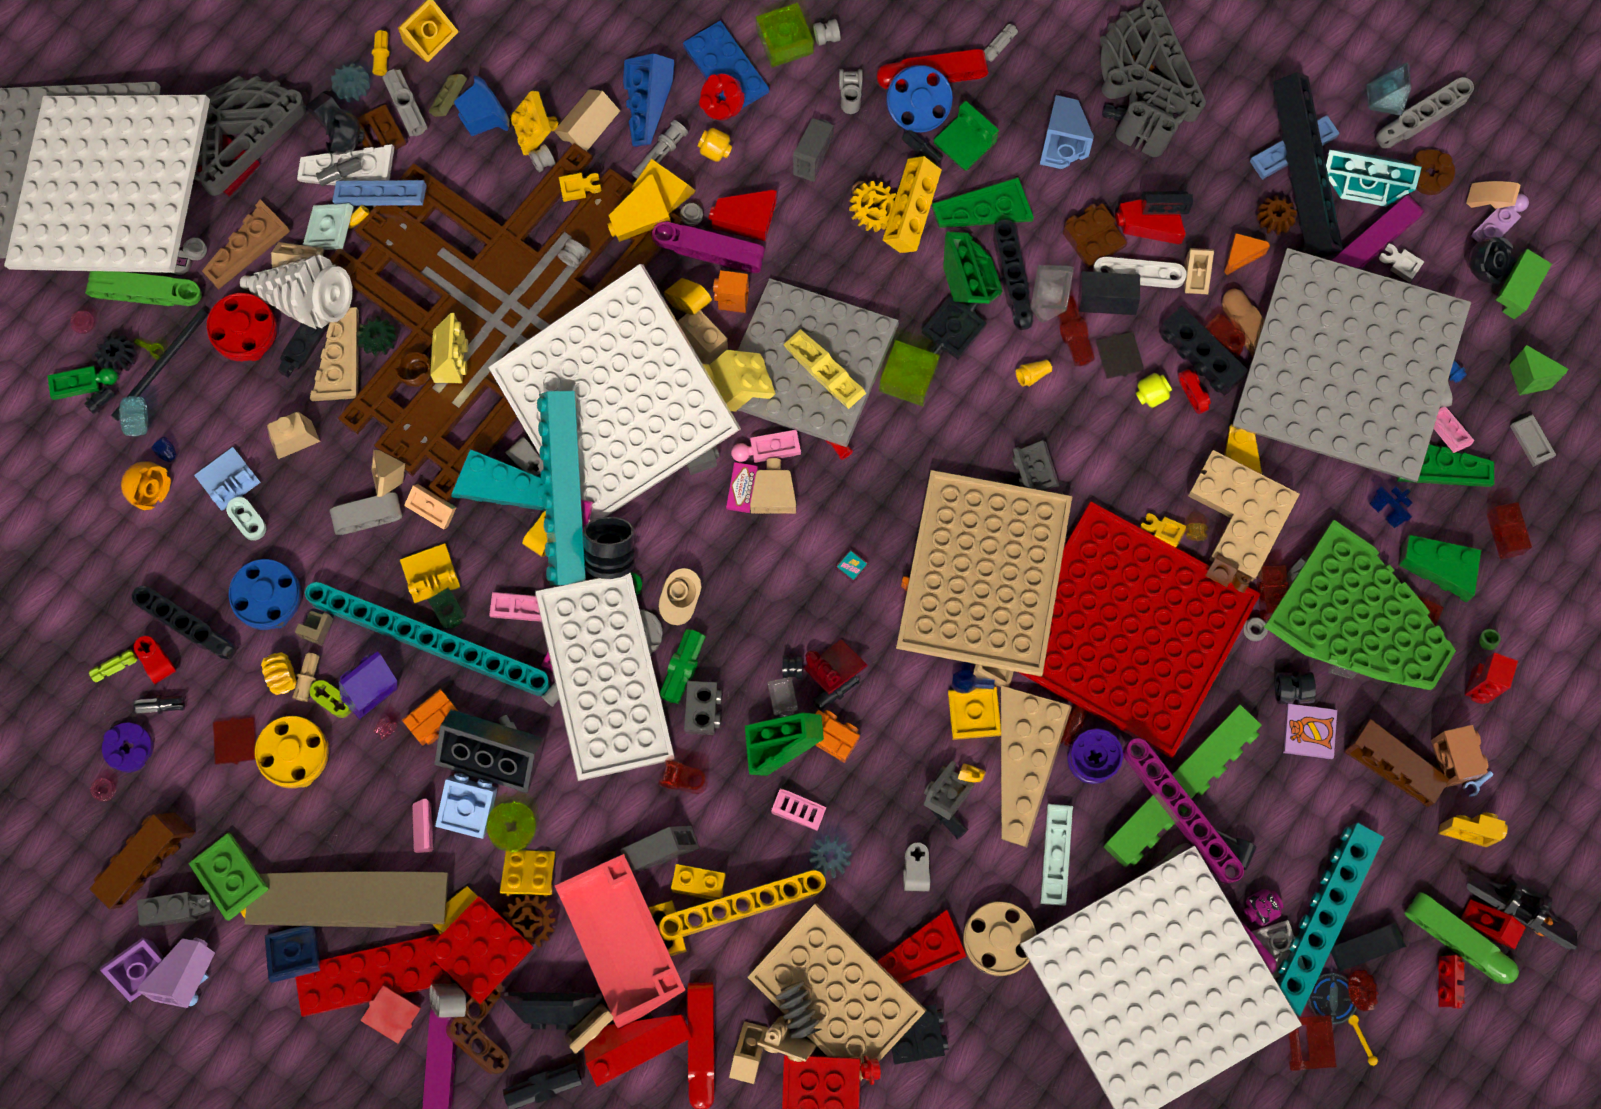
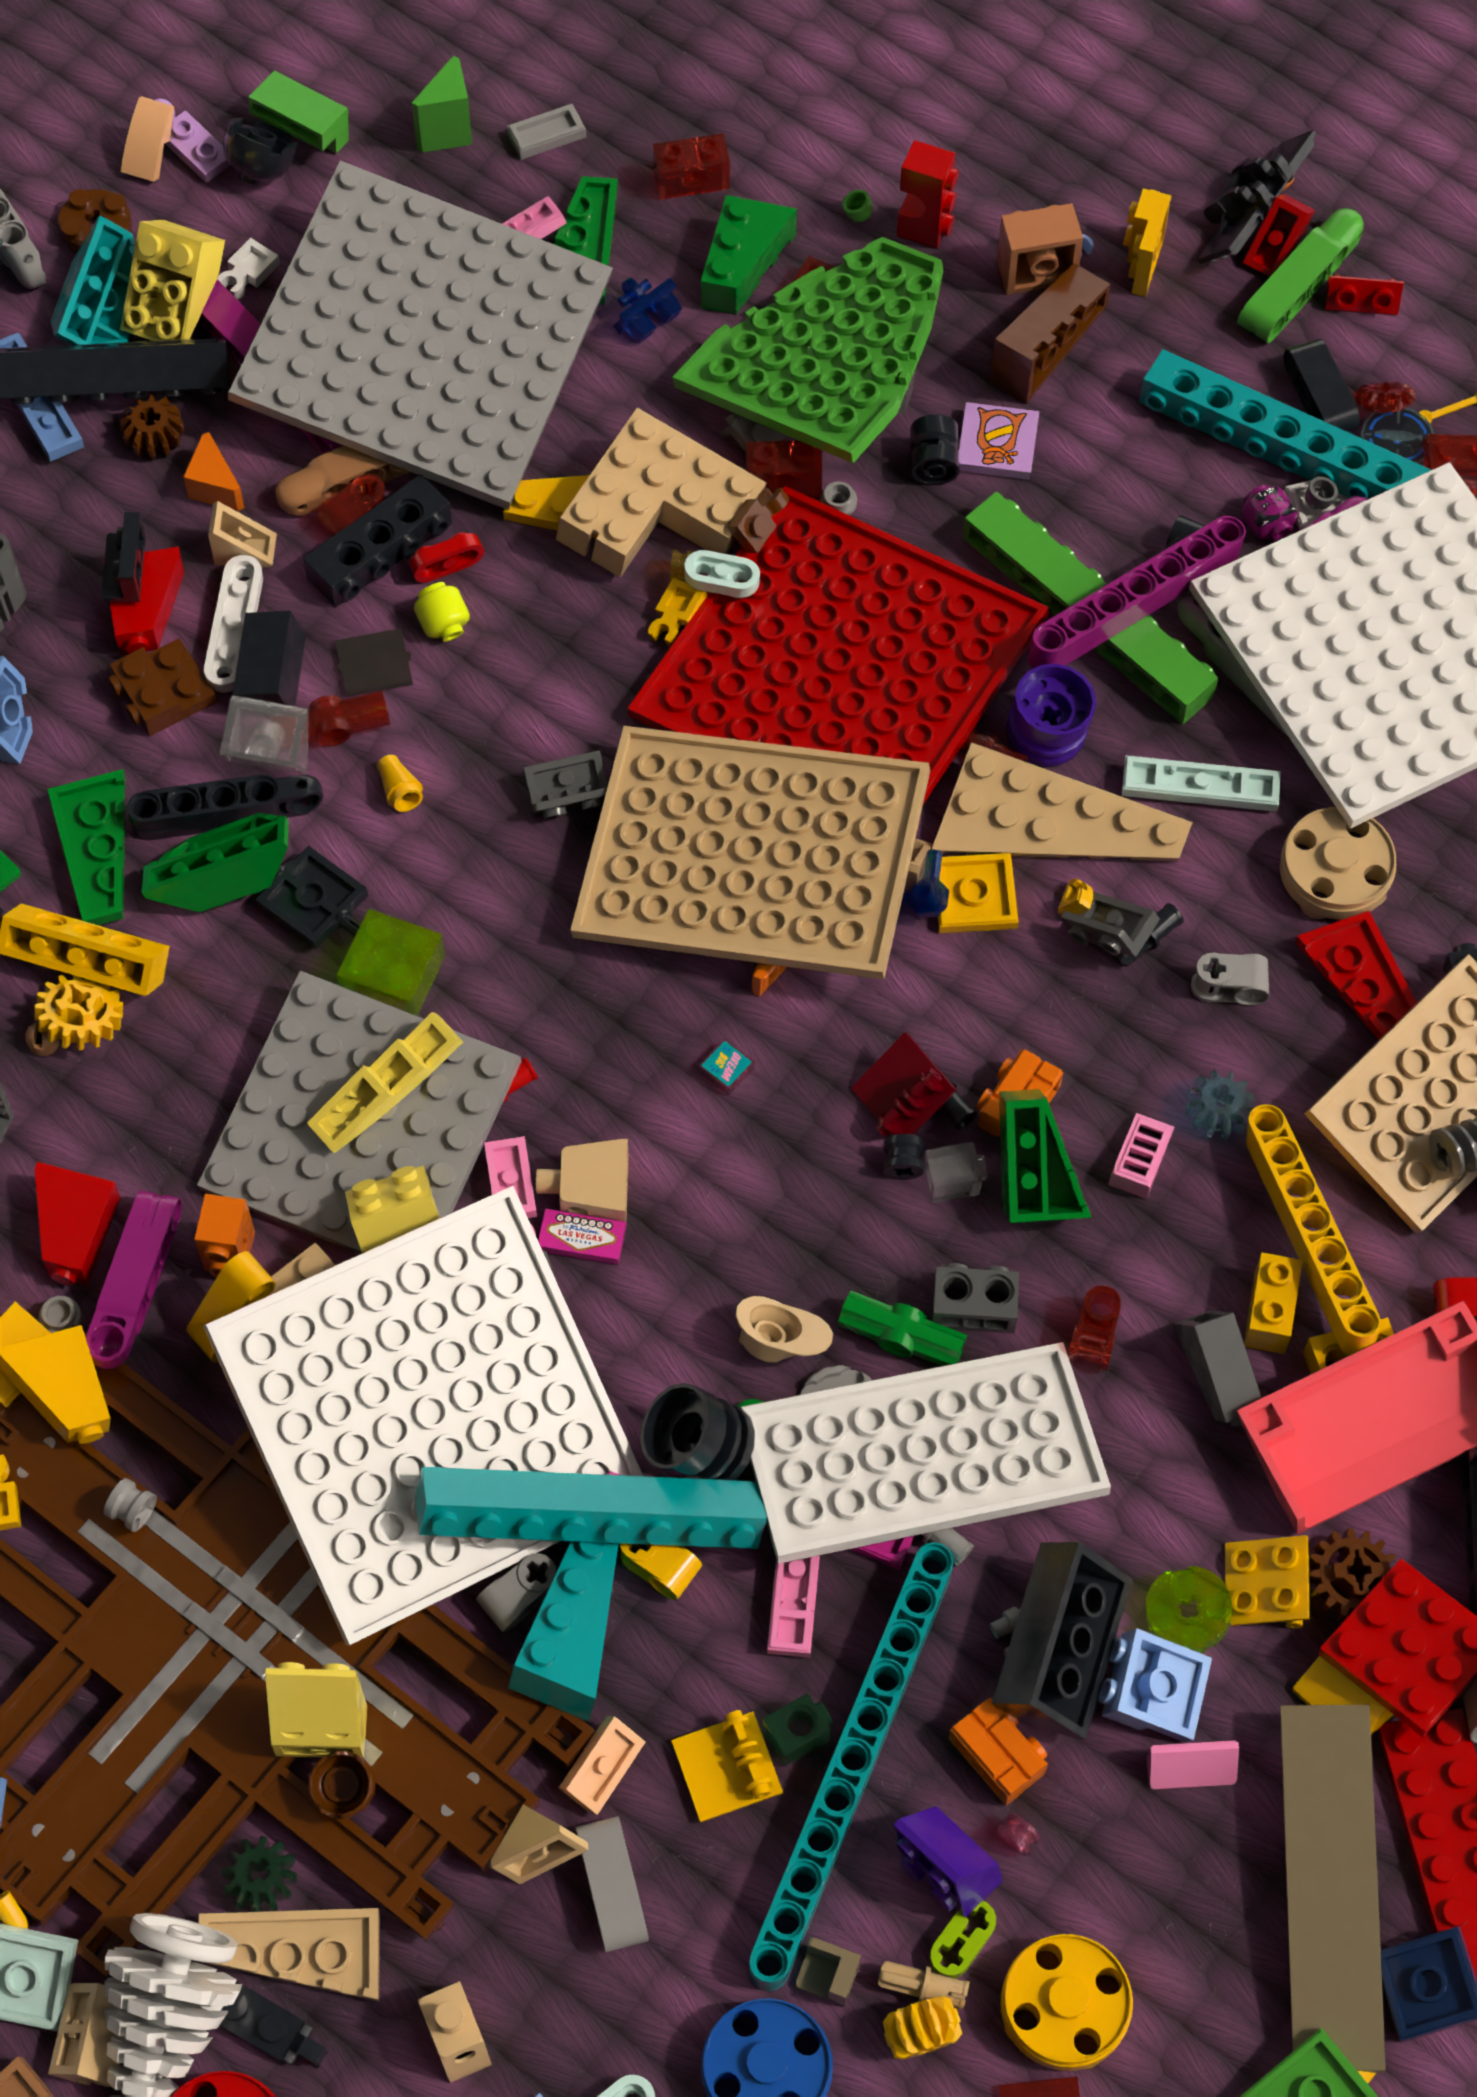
camera: 90 degrees left, 10 degrees down
(1185, 553) = (722, 573): none -> light aqua plate
(1379, 213) = (170, 280): none -> light yellow slope

